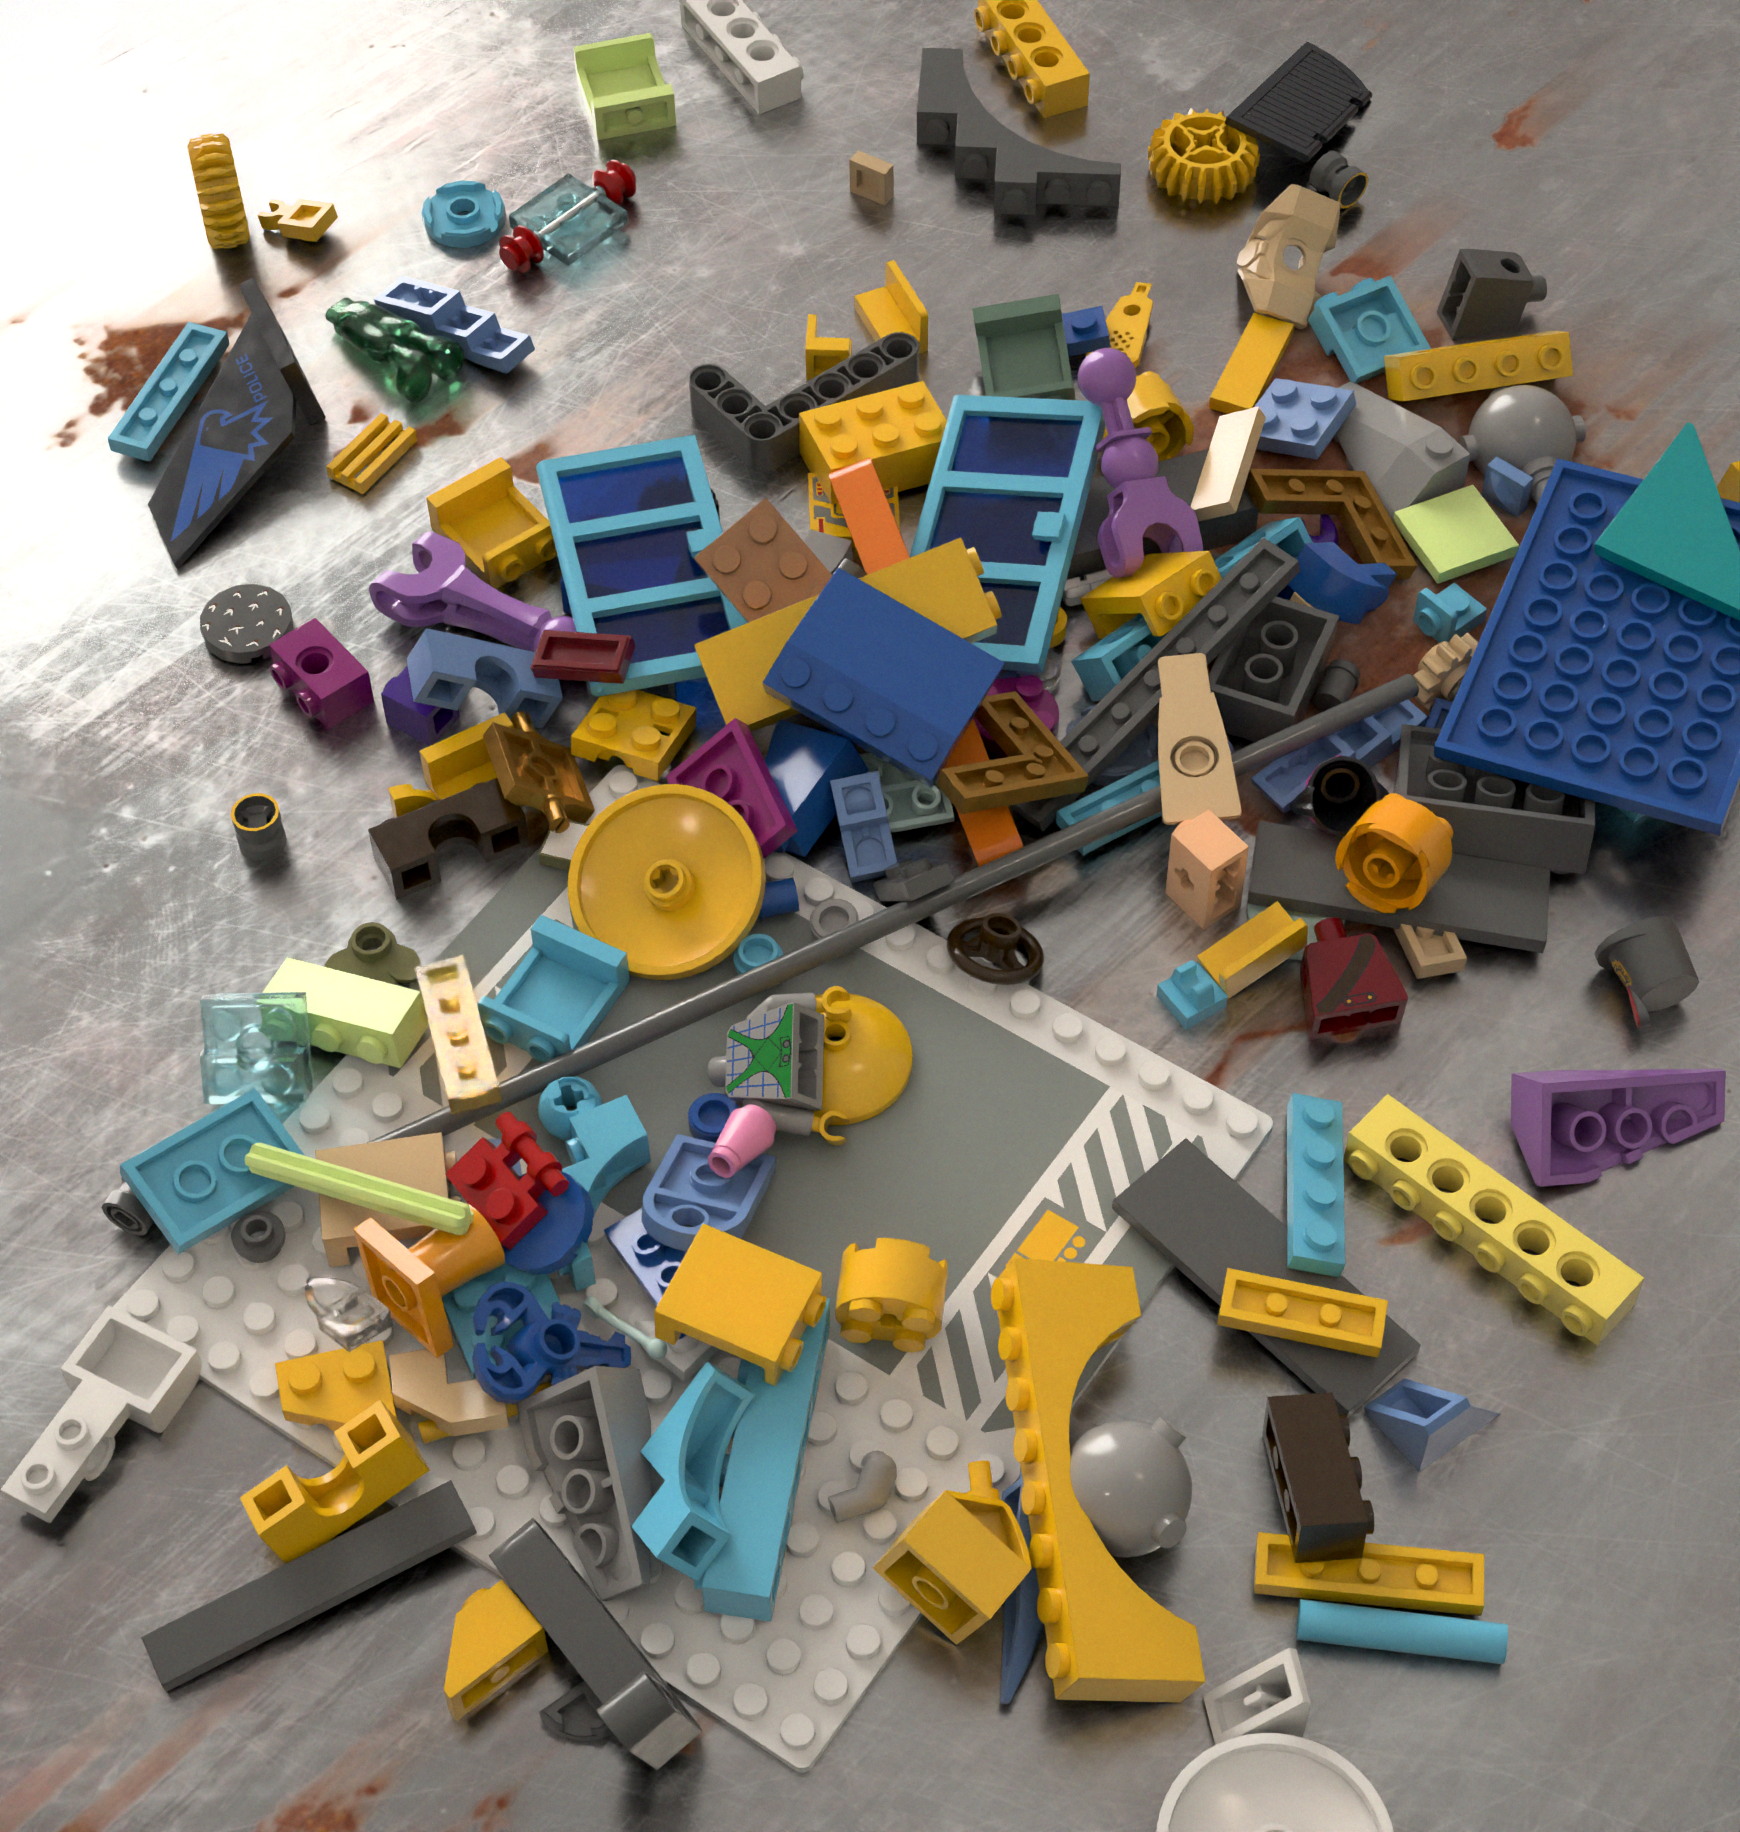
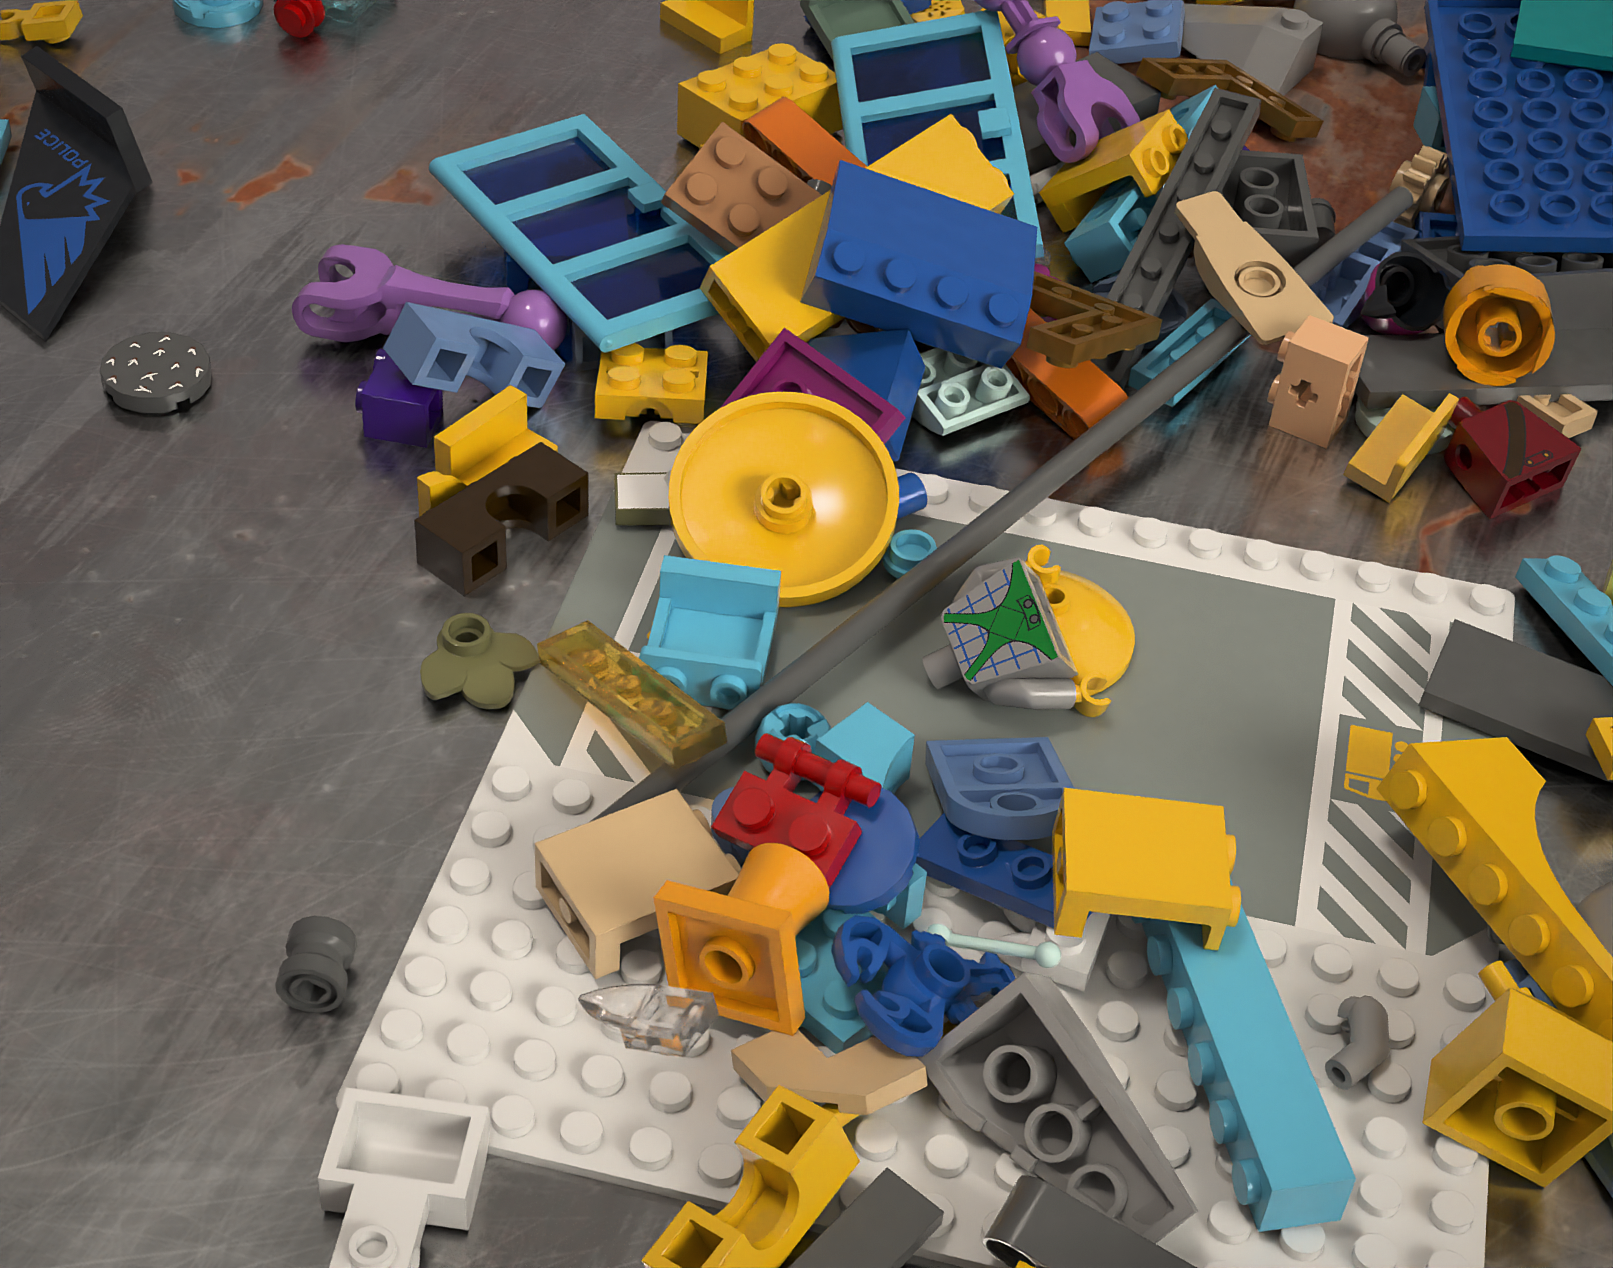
camera: 25 degrees left, 10 degrees down
(199, 1174) = (413, 901): medium azure plate -> none
(257, 1045) = (395, 765): clear light blue plate -> none
(258, 826) = (273, 551): dark grey wheel -> none
(261, 1248) = (501, 977): dark grey plate -> none
(320, 674) = (272, 396): magenta brick -> none
(334, 1385) = (680, 1106): yellow wing -> none
(355, 1012) = (476, 706): yellowish green brick -> none
(360, 1188) = (623, 861): yellowish green axle -> none
(365, 451) = (214, 200): yellow tile -> none
(397, 341) = (197, 99): clear green piece -> none
(444, 313) = (245, 80): medium blue slope -> none
(492, 524) = (407, 236): yellow panel -> none
(538, 772) = (575, 433): pearl gold plate -> none
(583, 656) = (579, 311): dark red tile -> none
(688, 1451) = (1164, 1051): medium azure arch -> none
(709, 1115) = (953, 717): blue tile -> none
(743, 1138) = (1014, 720): bright pink cone -> none
(770, 434) = (645, 116): dark grey beam -> none
(823, 352) = (661, 50): yellow panel -> none
(832, 916) = (965, 504): light grey tile -> none
(863, 825) = (949, 416): medium blue slope -> none
(891, 1294) = (1280, 826): yellow brick -> none
(912, 880) = (1046, 443): dark grey plate -> none
(997, 944) = (1149, 496): dark brown piece -> none
(1191, 994) = (1359, 501): medium azure tile -> none
(1227, 464) = (1119, 54): tile -> none
(1338, 584) = (1283, 134): blue brick -> none
(1448, 613) = (1372, 155): medium azure bracket -> none
(1455, 534) = (1339, 93): yellowish green tile -> none
(1507, 486) = (1358, 52): medium blue tile -> none

